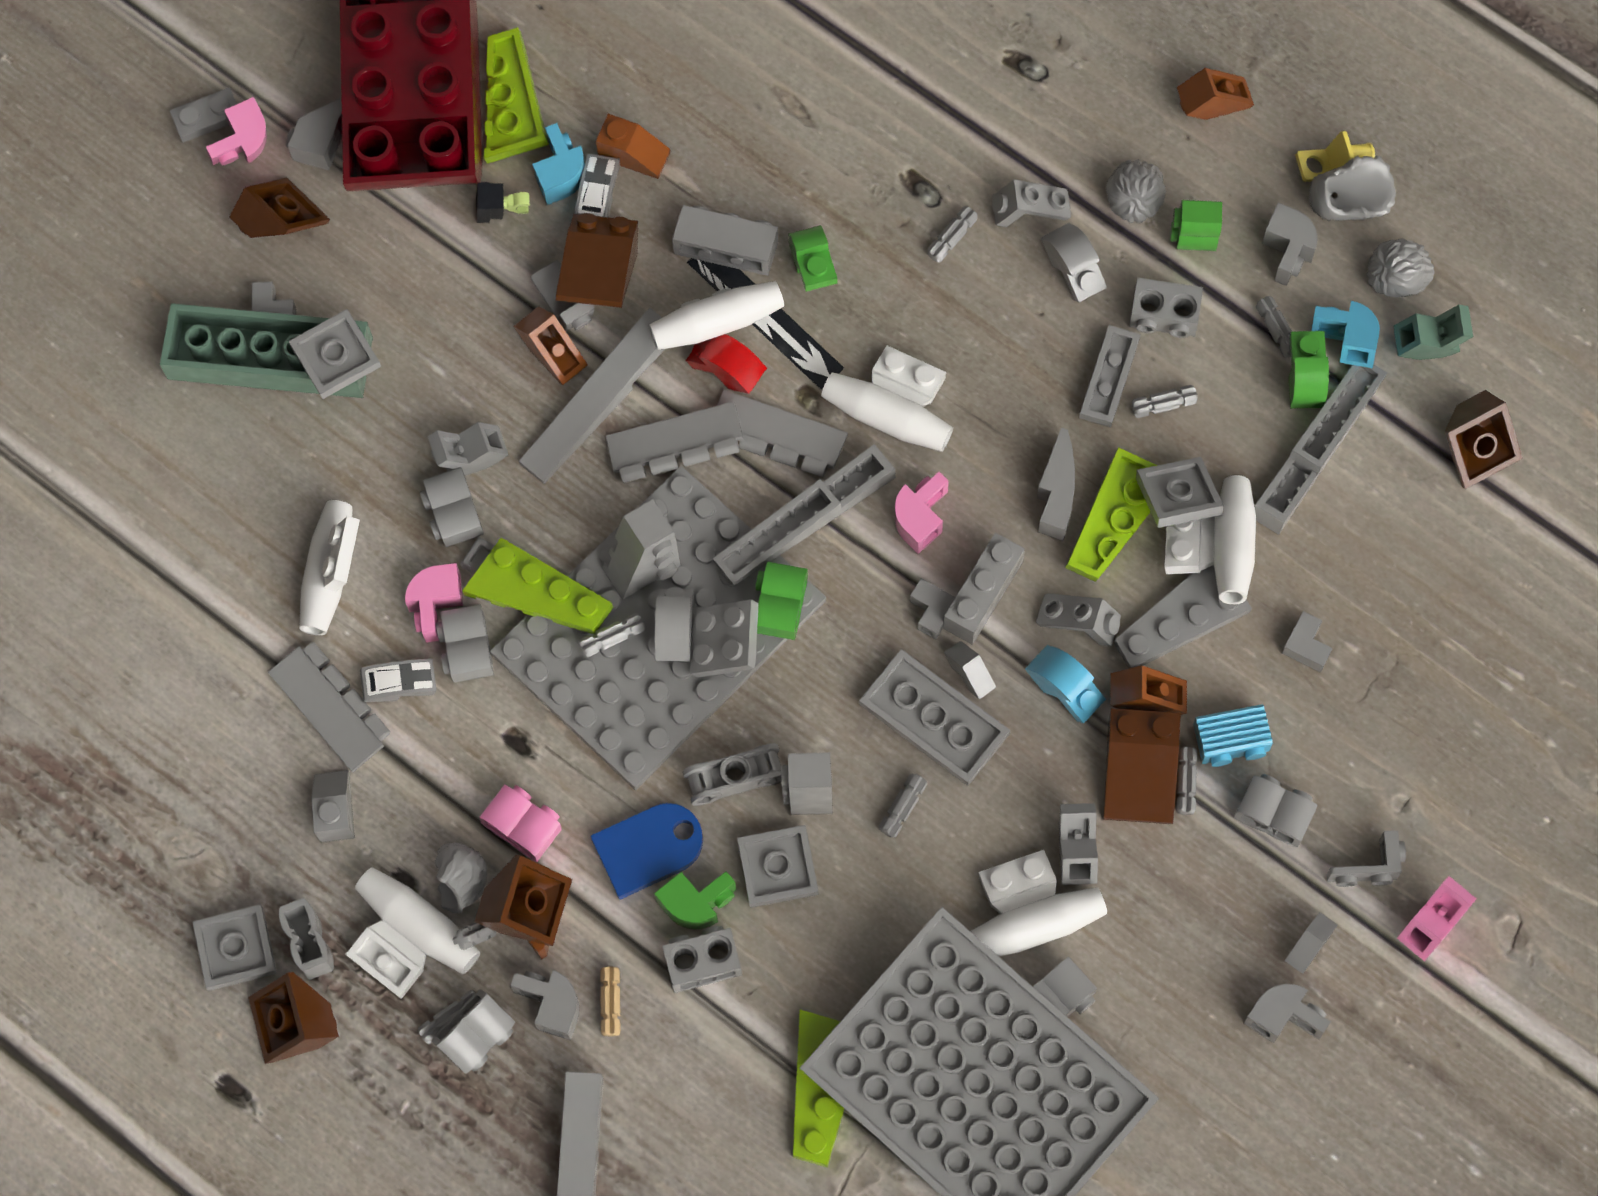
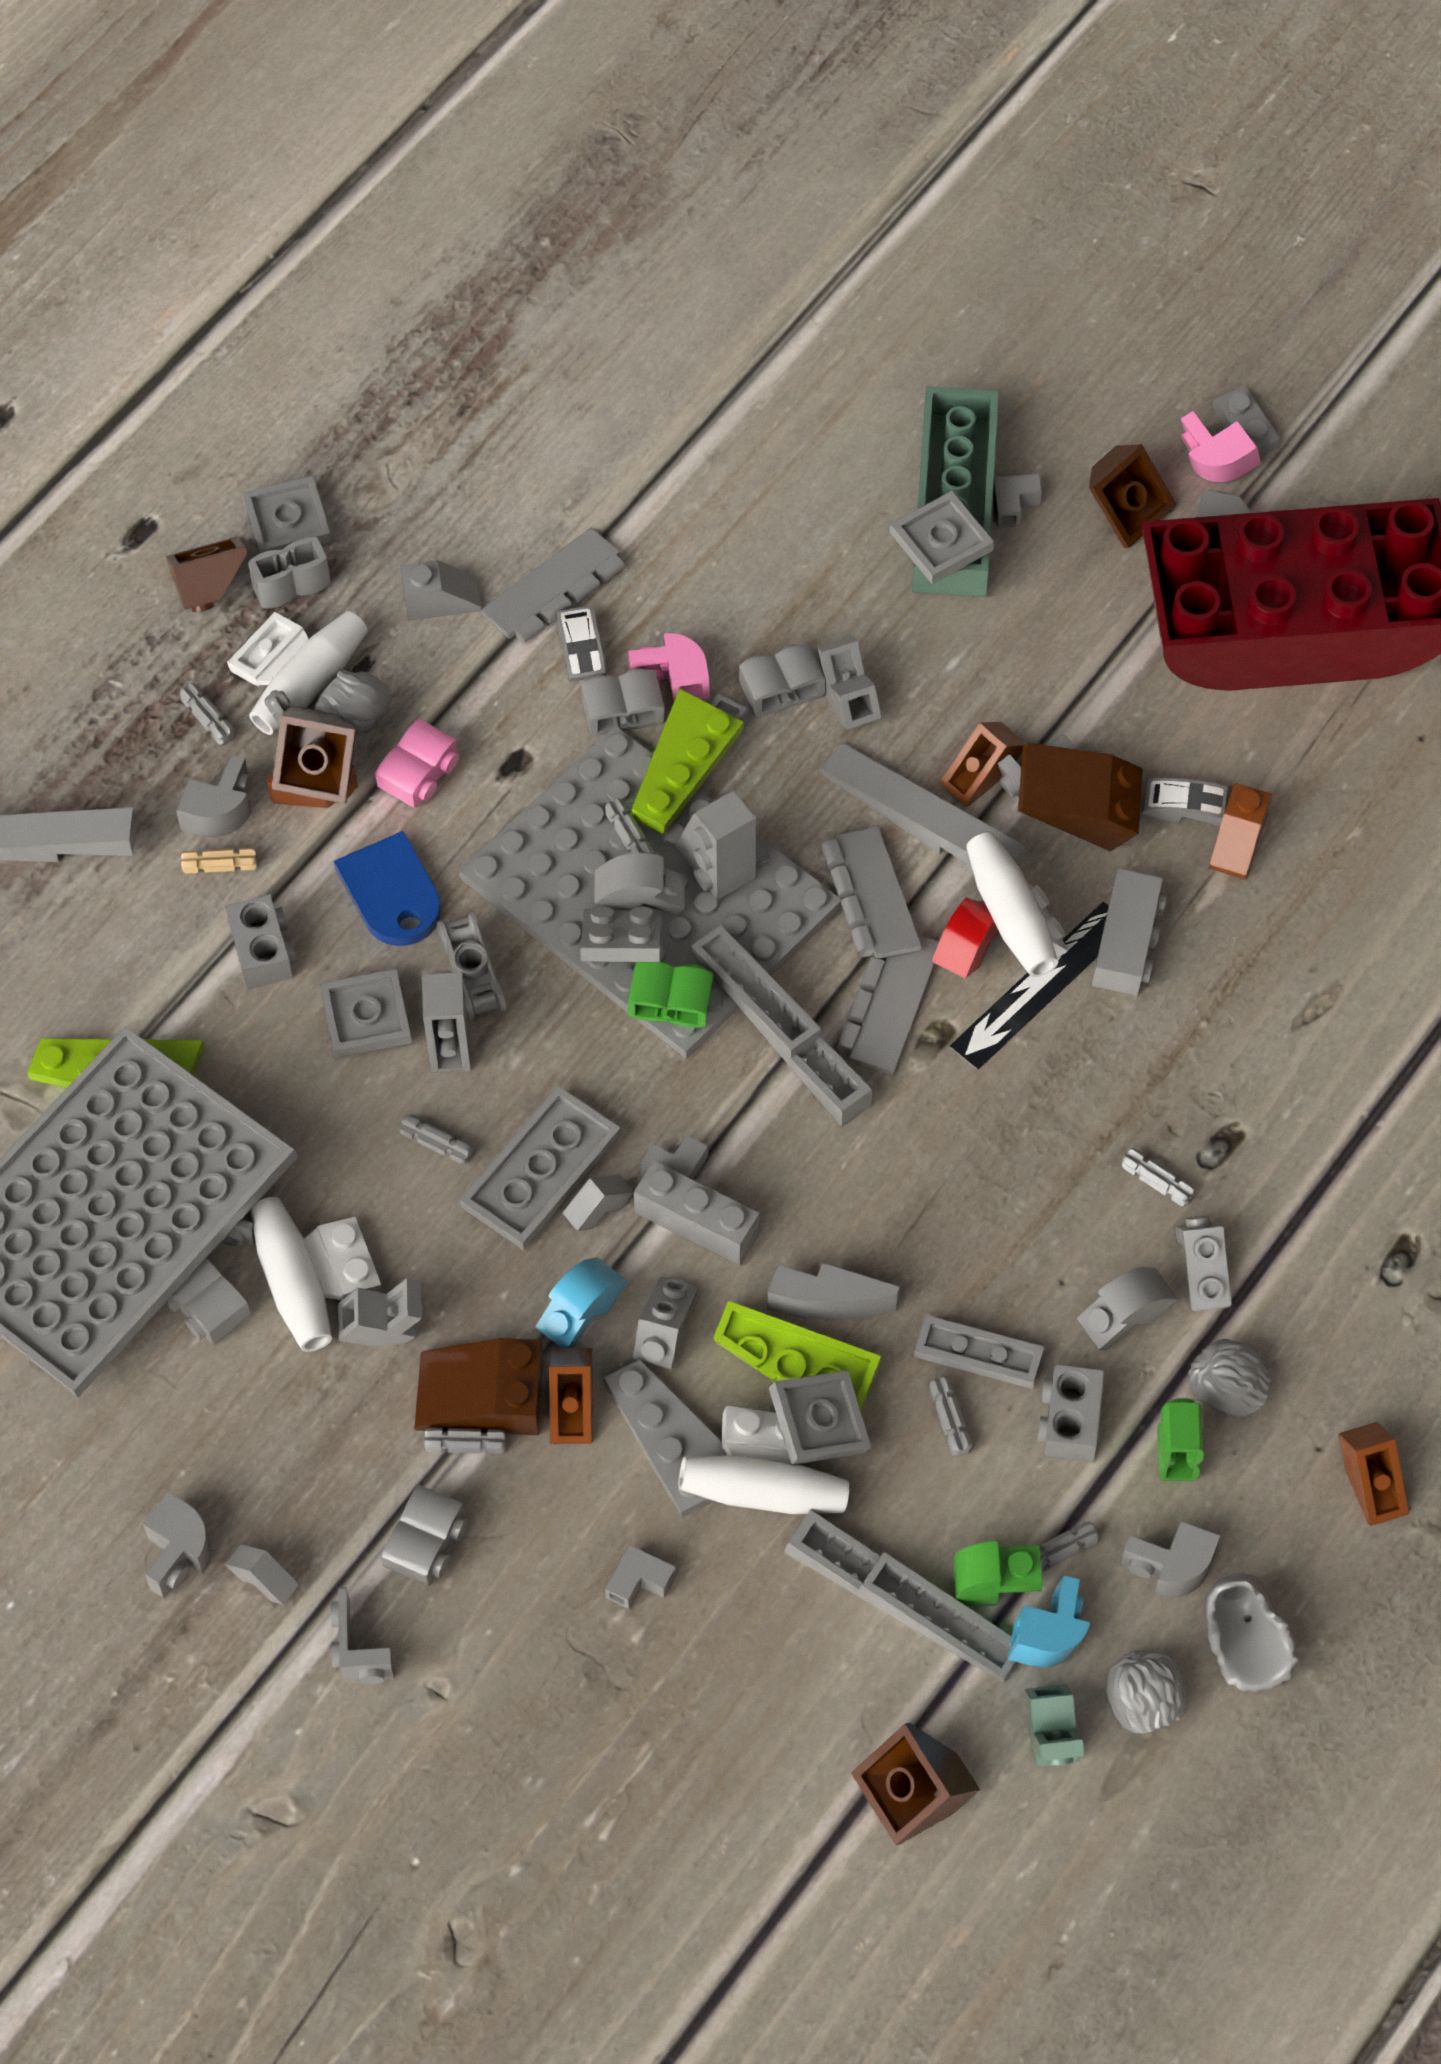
camera: 85 degrees right, 10 degrees down
(327, 566) = (706, 565): white plate -> none
(473, 1032) = (184, 729): light grey brick -> none
(492, 202) = (1157, 695): black piece -> none
(511, 99) = (1275, 714): lime wing -> none
(561, 173) = (1197, 758): medium azure brick -> none
(695, 908) = (320, 930): bright green brick -> none
(812, 257) = (1111, 1015): bright green brick -> none
(894, 399) = (927, 1112): white plate -> none
(913, 515) = (791, 1136): bright pink brick -> none
(1233, 735) = (518, 1486): medium azure brick -> none
(1334, 156) = (1299, 1617): light yellow bracket -> none
(1436, 918) = (281, 1710): bright pink brick -> none

